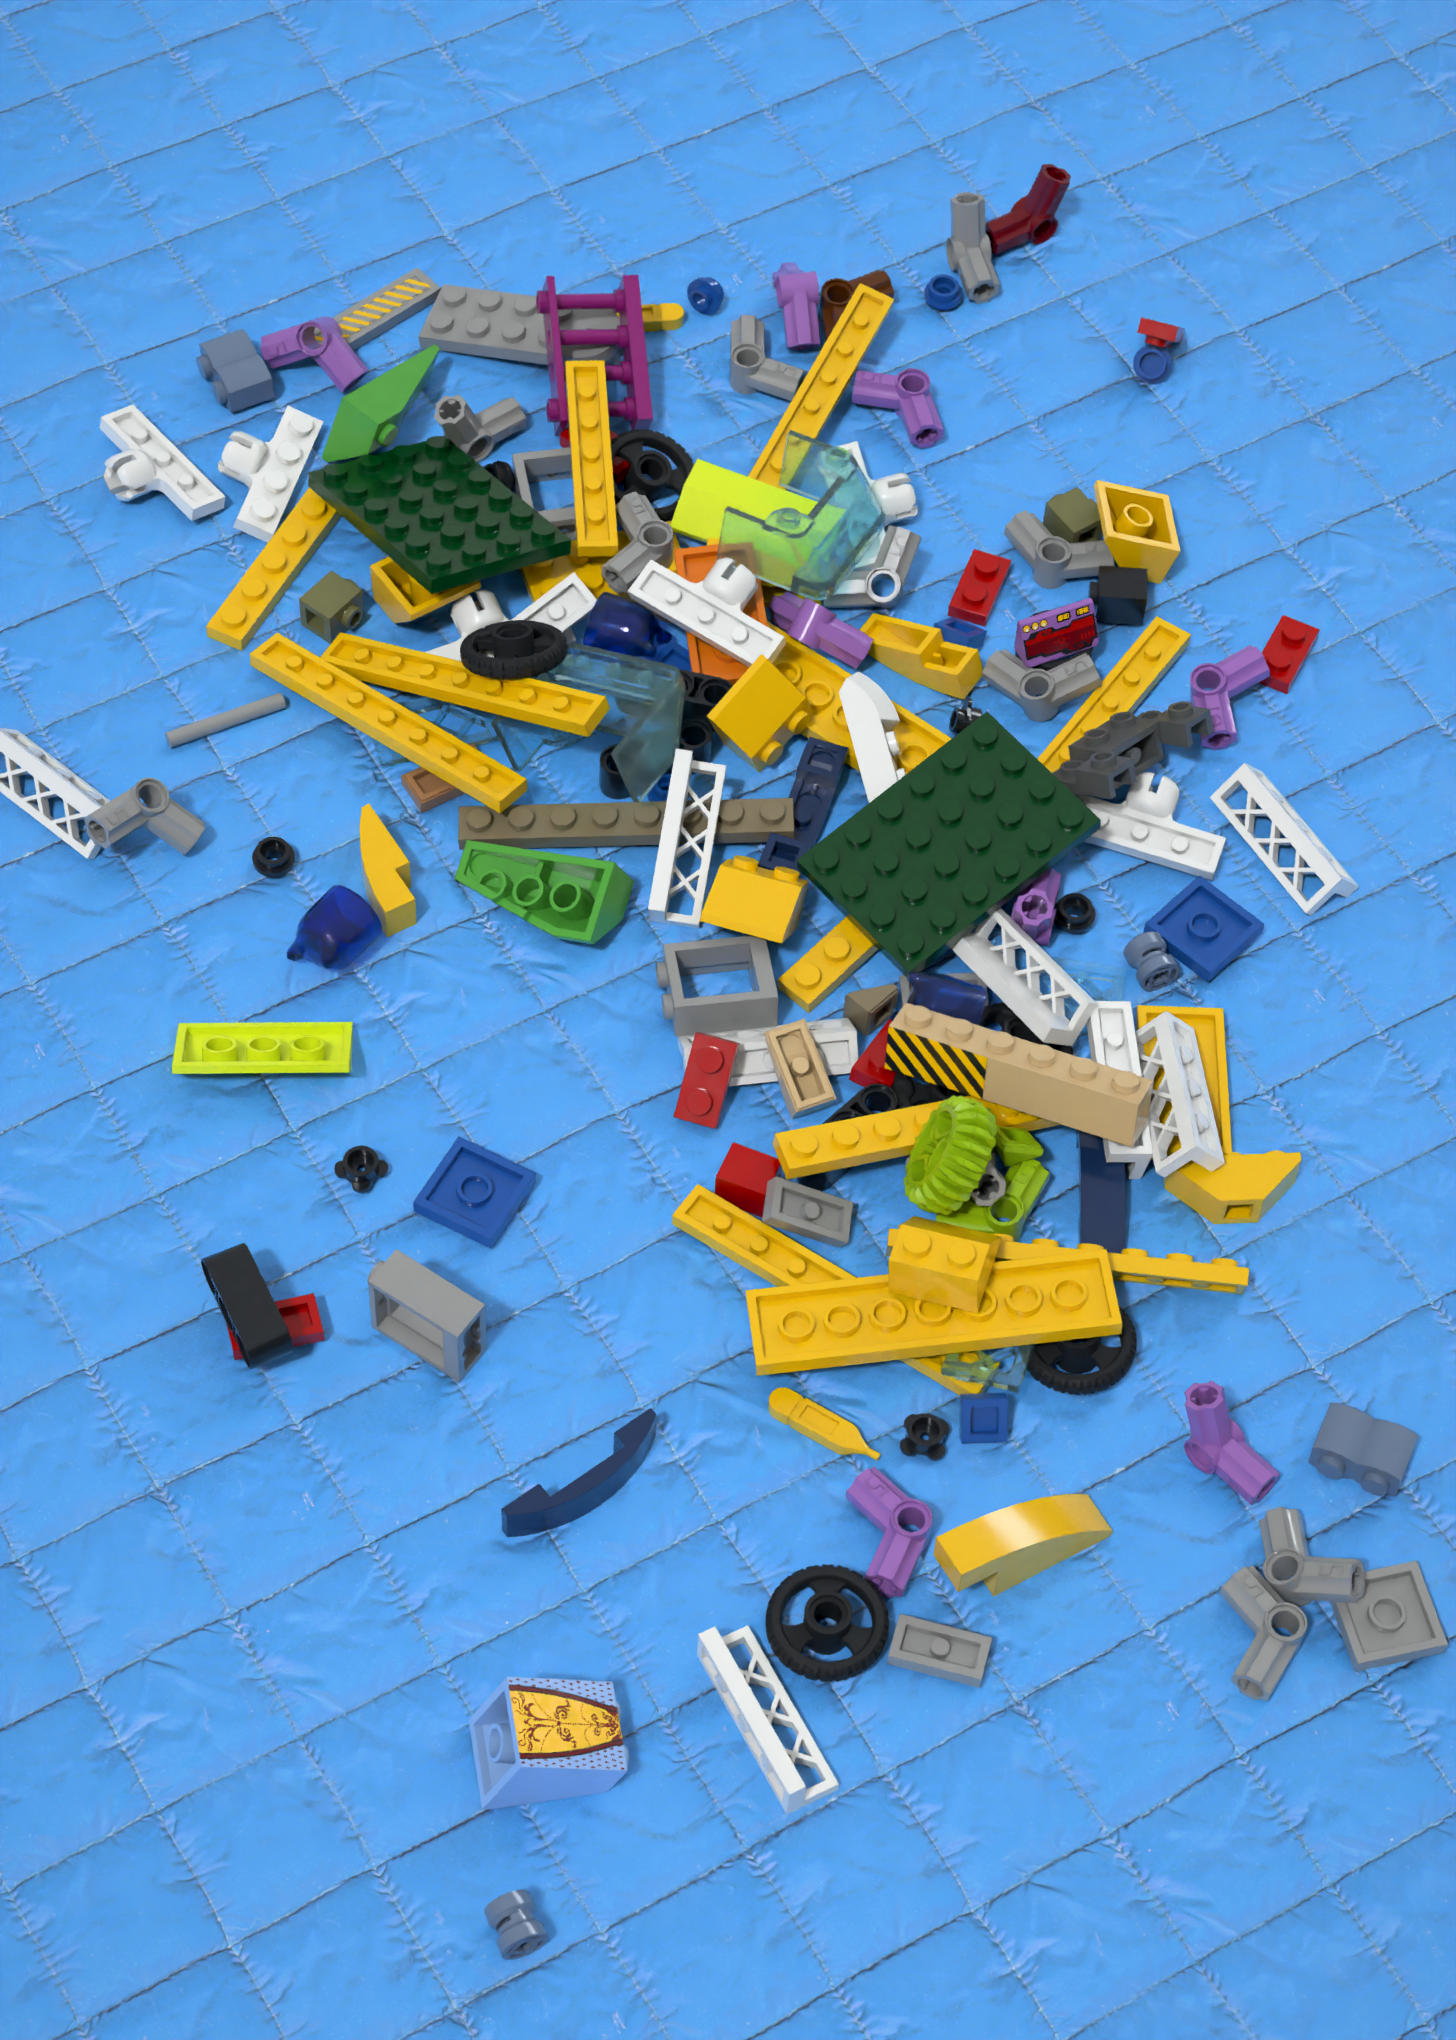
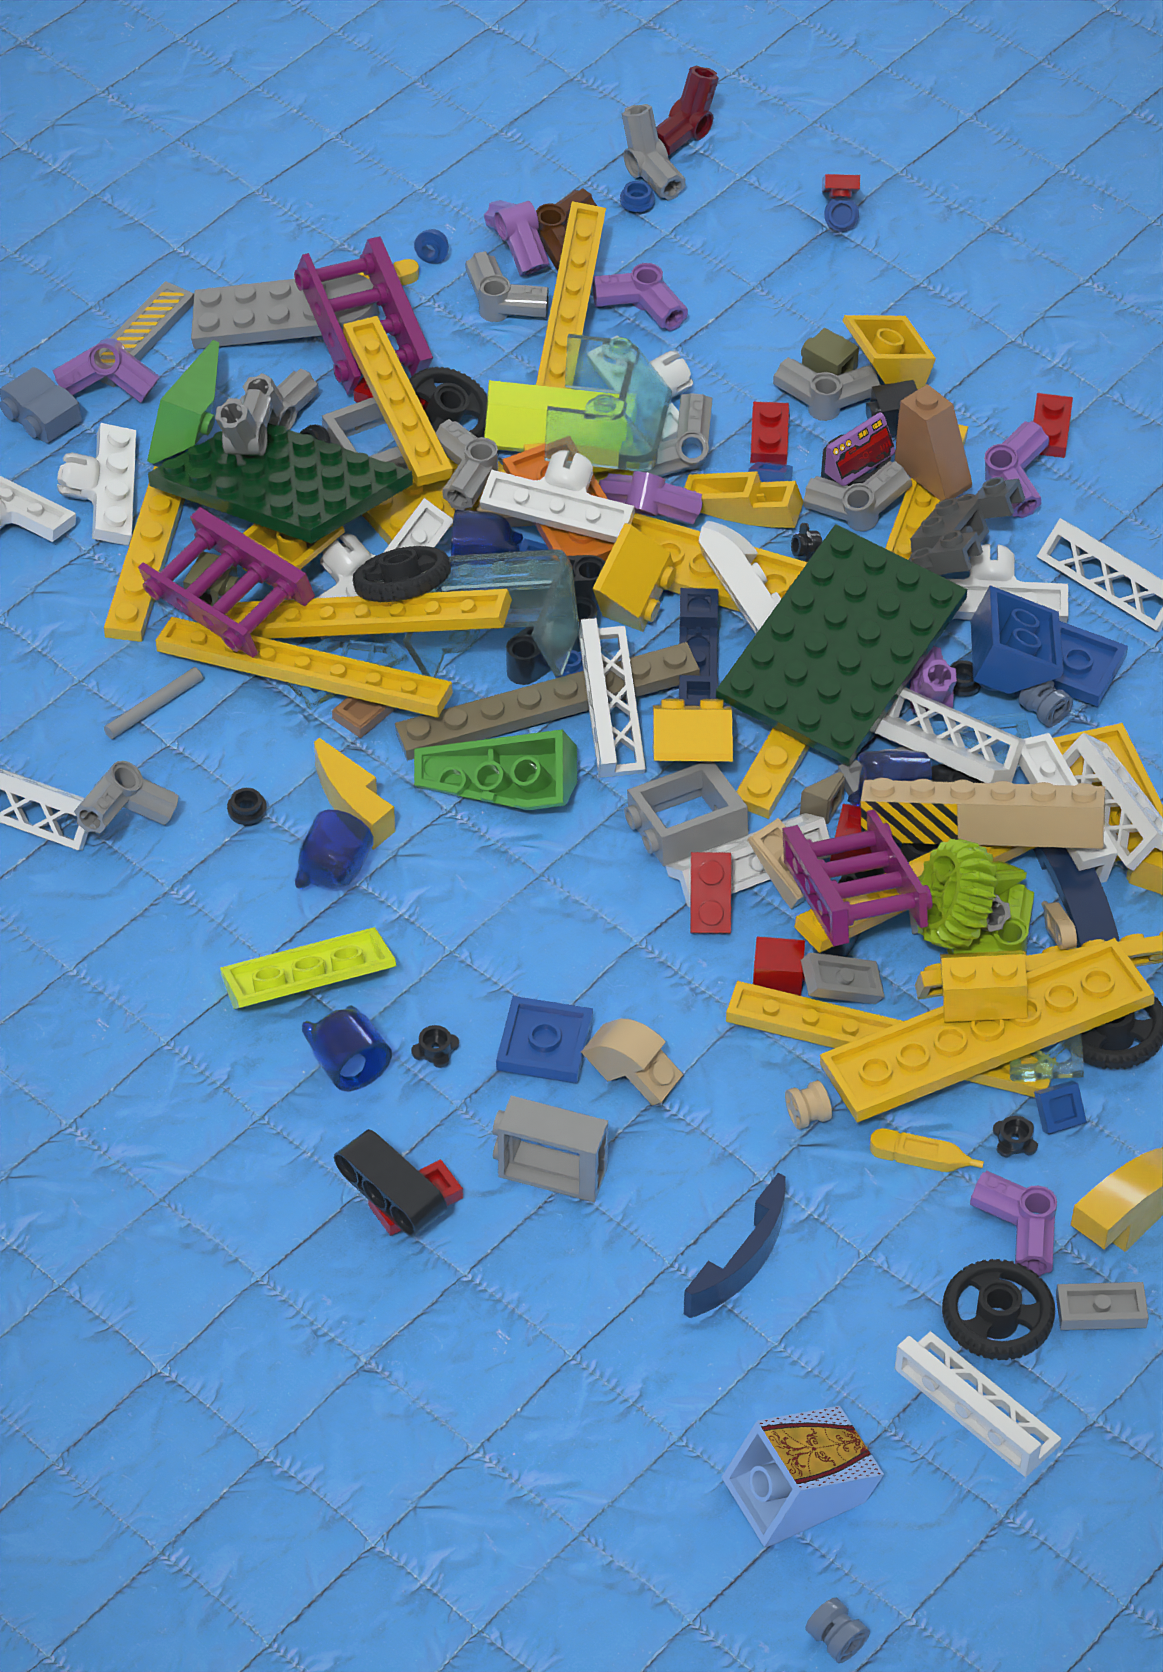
camera: 15 degrees left, 5 degrees down
(262, 1134) = (341, 1037): none -> clear blue piece
(358, 580) = (235, 550): none -> magenta fence
(419, 451) = (245, 423): none -> light grey piece
(555, 1233) = (634, 1052): none -> tan brick
(718, 1340) = (808, 1104): none -> tan wheel
(810, 1120) = (827, 895): none -> magenta fence
(1059, 1216) = (1059, 925): none -> tan piece
(1133, 647) = (931, 444): none -> medium nougat slope
(1139, 890) = (1014, 642): none -> blue slope

